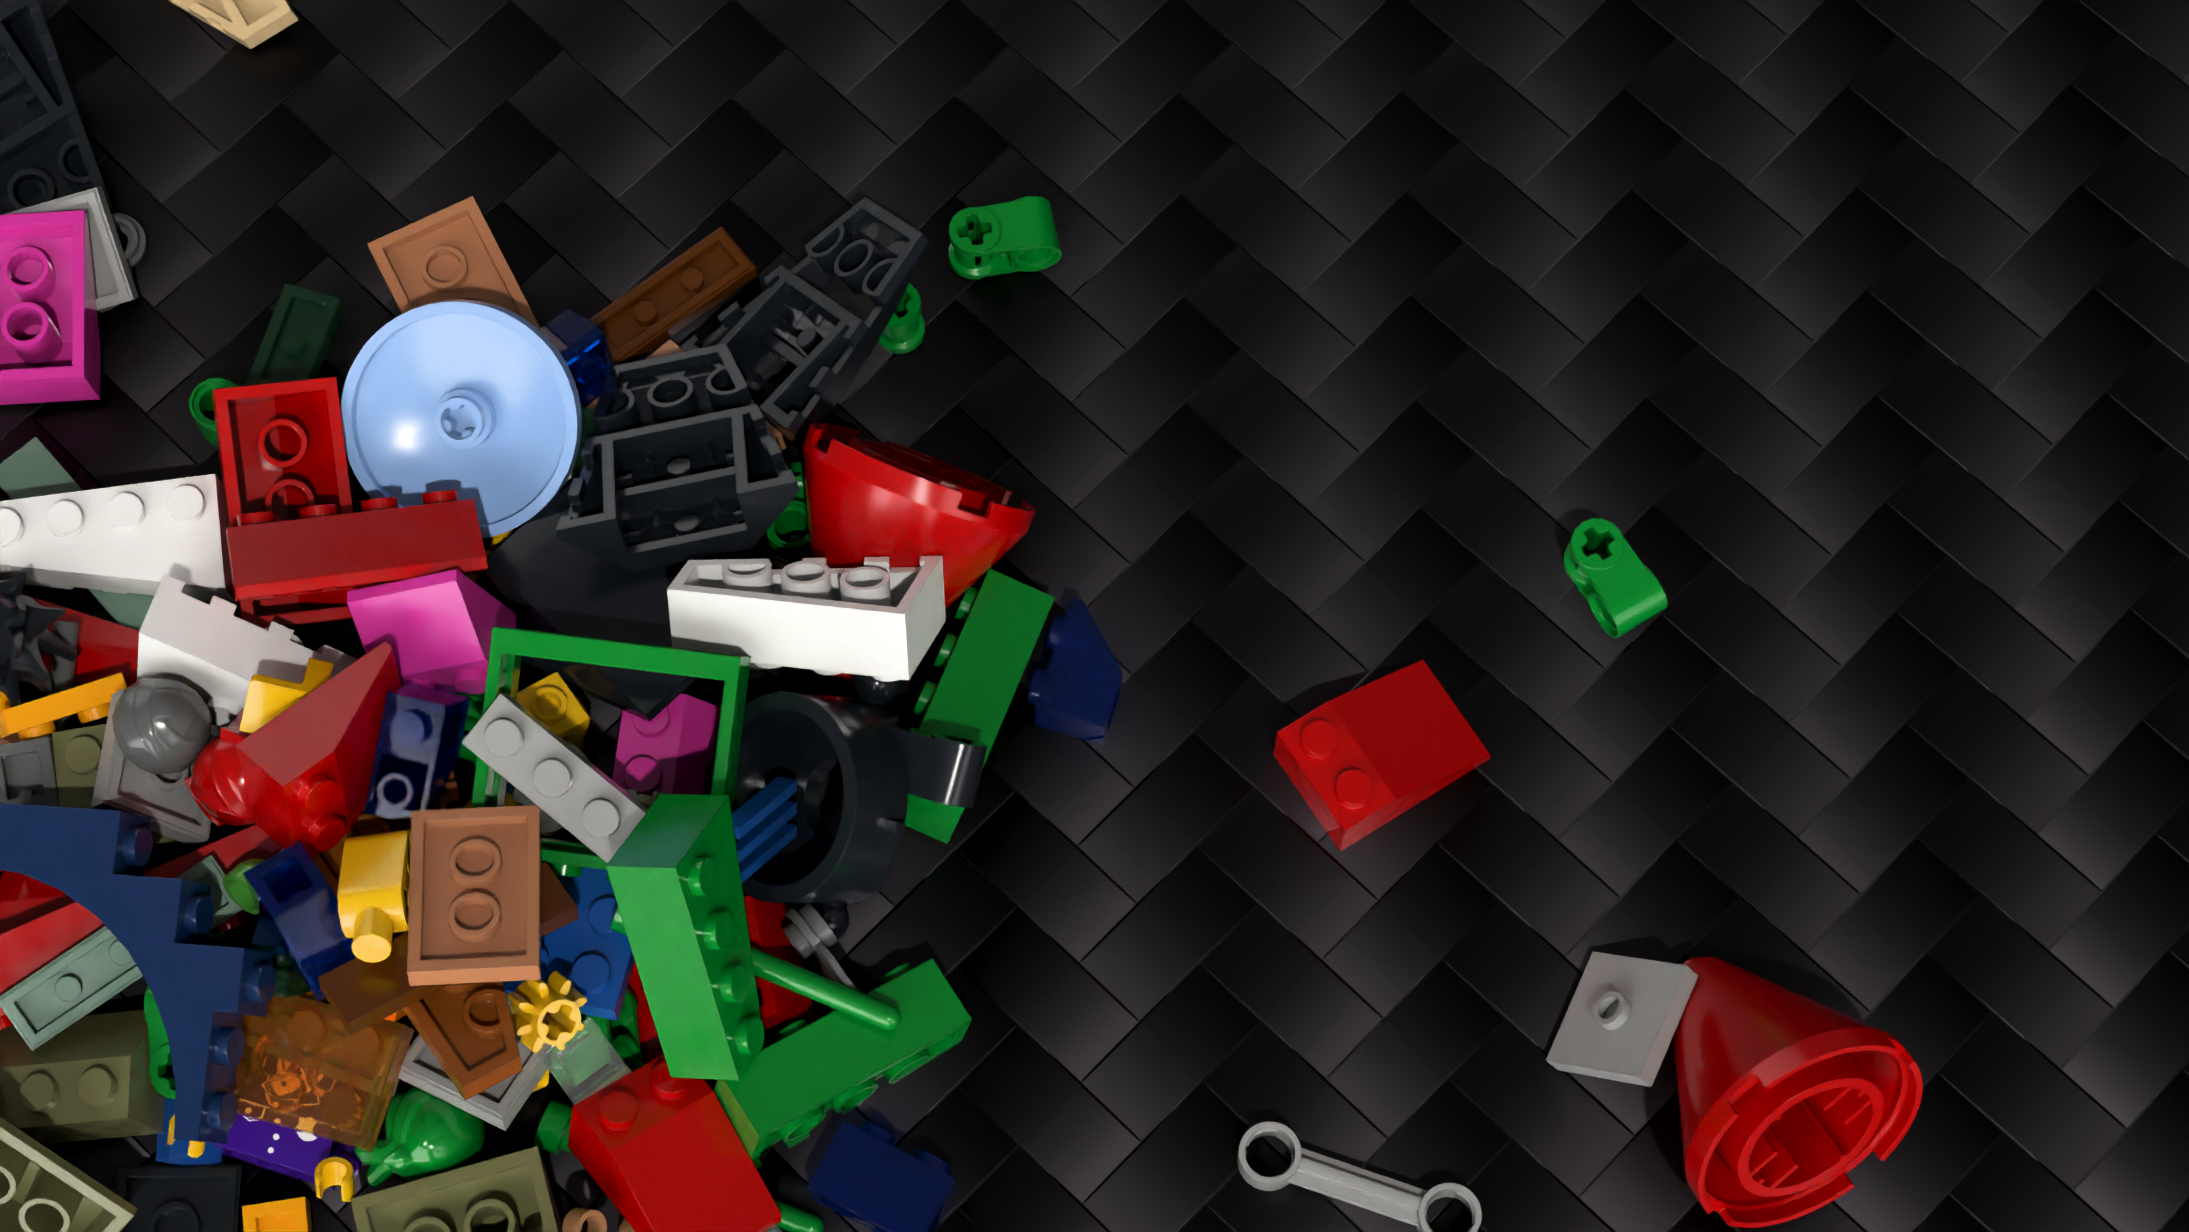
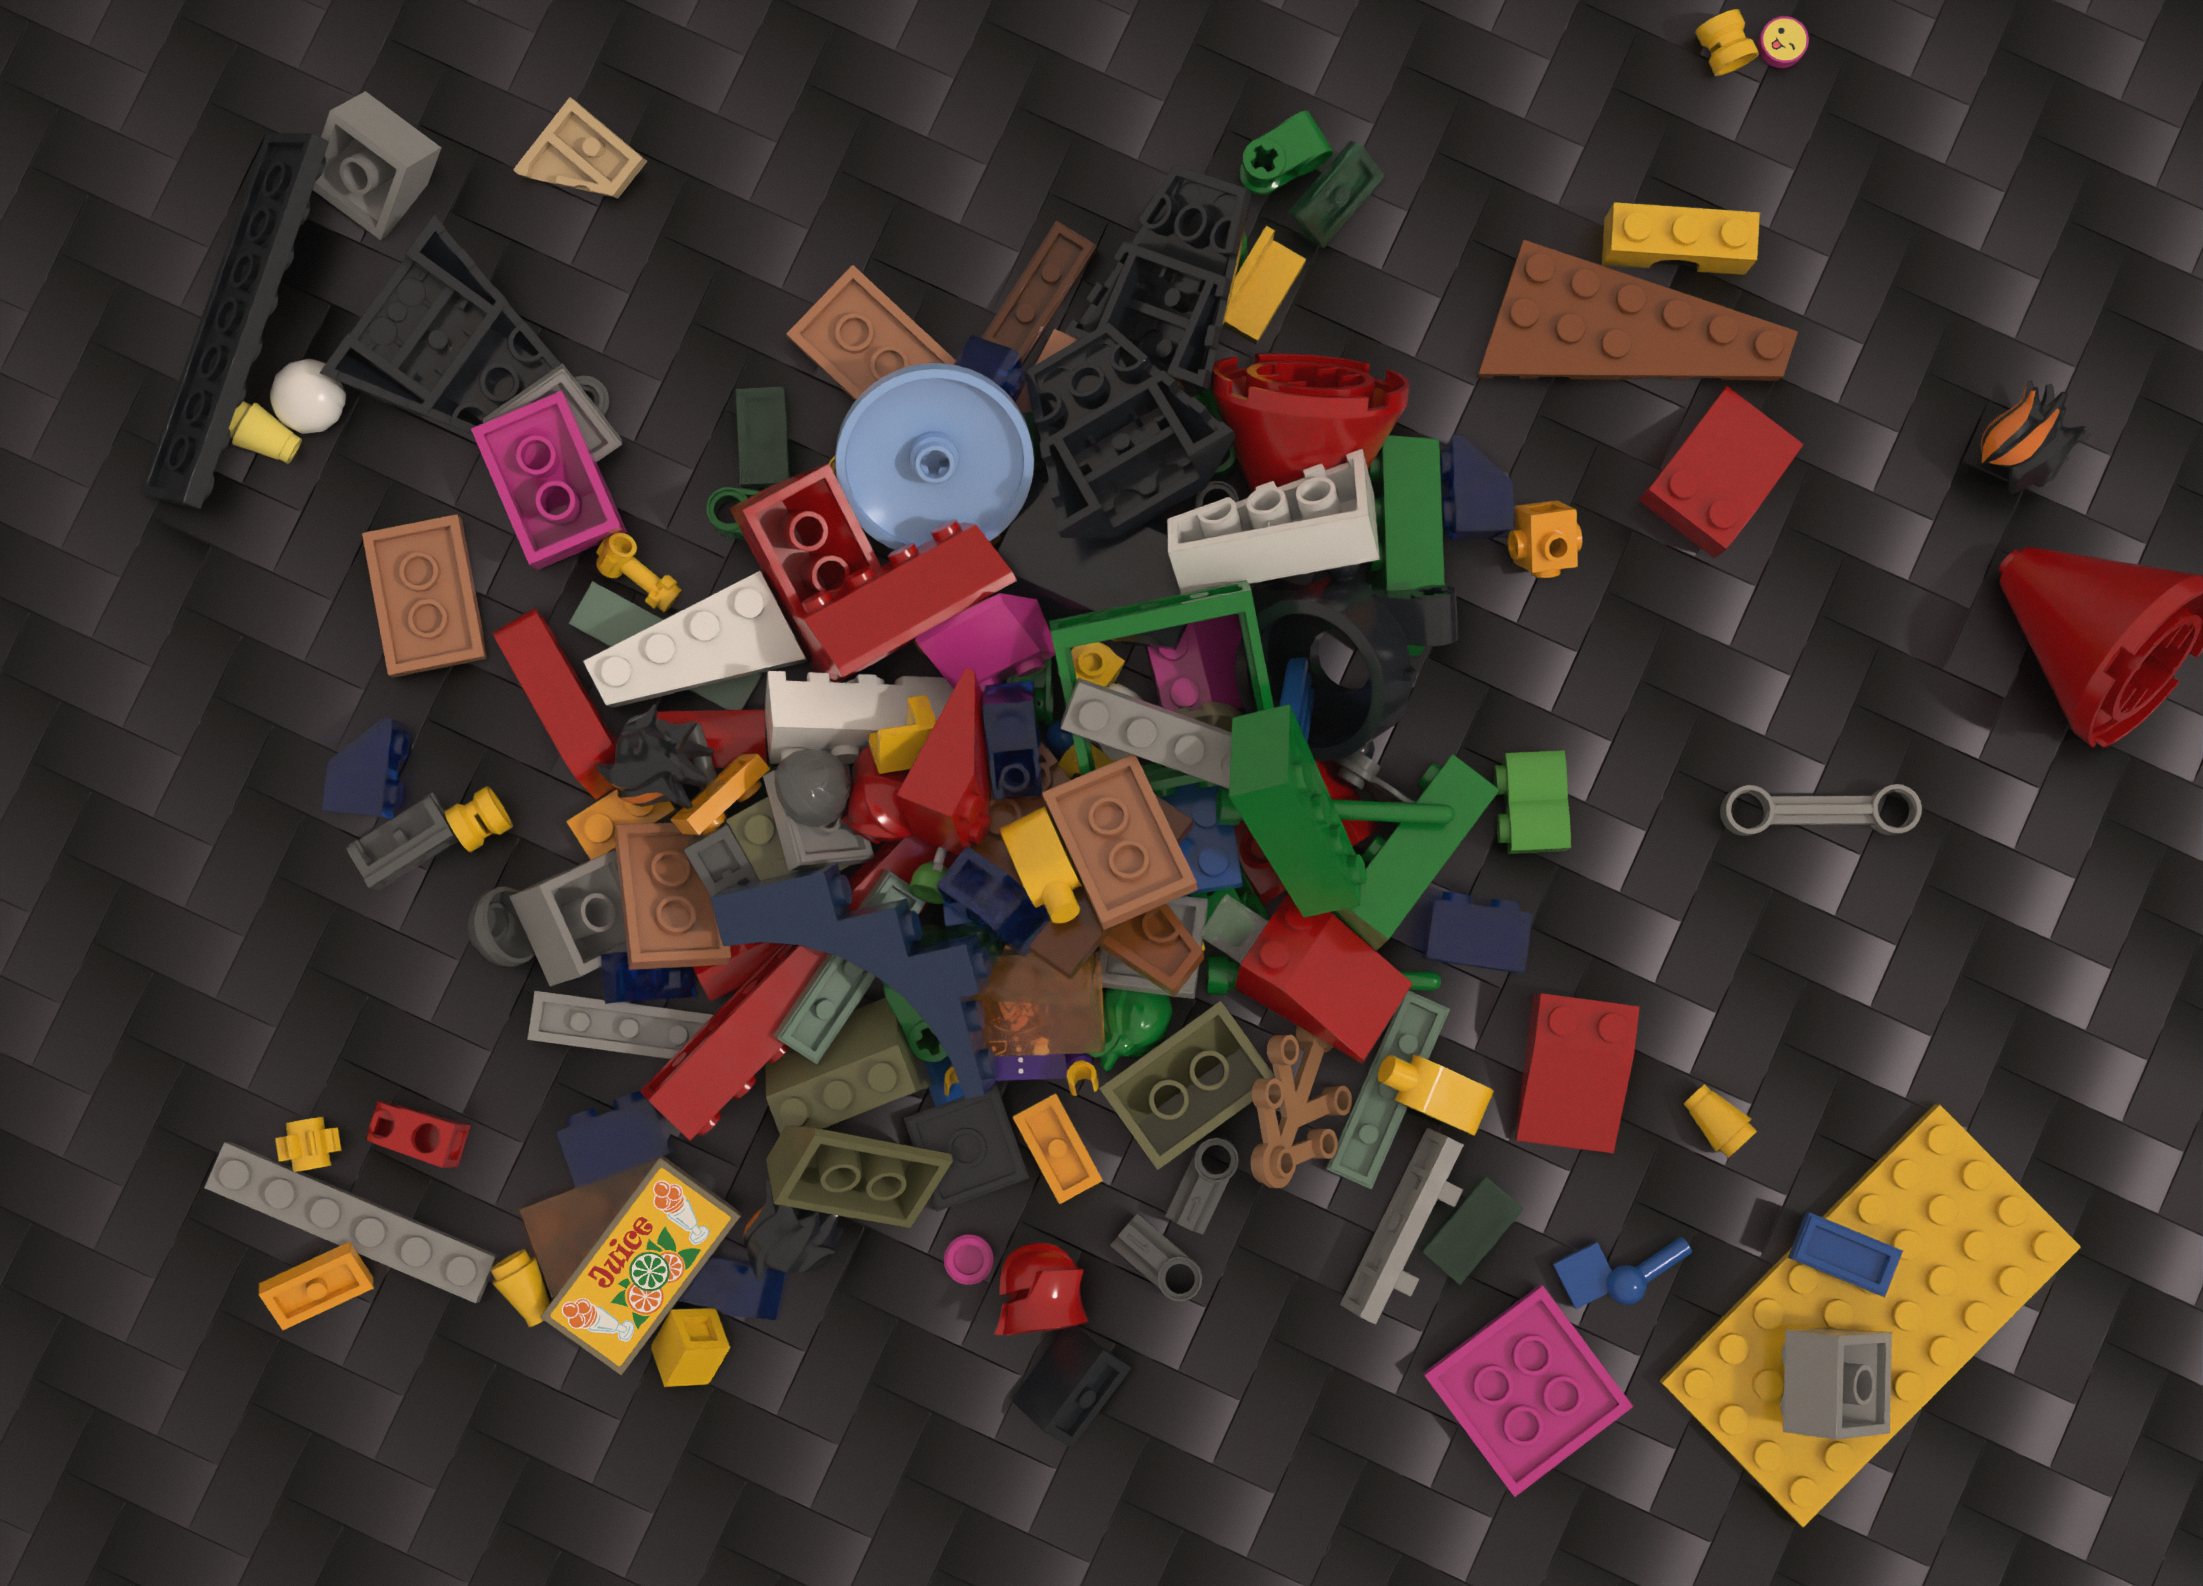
camera: 20 degrees left, 15 degrees up
(74, 424) = (617, 559): none -> yellow bar
(546, 1011) = (1202, 908): yellow gear -> none
(919, 368) = (1261, 286): none -> yellow panel
(1013, 1054) = (1534, 802): none -> bright green brick
(1047, 299) = (1336, 193): none -> clear green plate
(1128, 732) = (1545, 538): none -> light orange brick
(1309, 546) = (1604, 324): none -> dark orange wing
(1388, 455) = (1654, 233): none -> yellow arch
(1555, 279) = (1727, 42): none -> yellow wheel
(1619, 584) = (1855, 277): green piece -> none
(1622, 1018) = (1976, 618): light grey plate -> none
(1623, 306) = (1783, 42): none -> light yellow tile
(1759, 834) = (2032, 439): none -> black hair

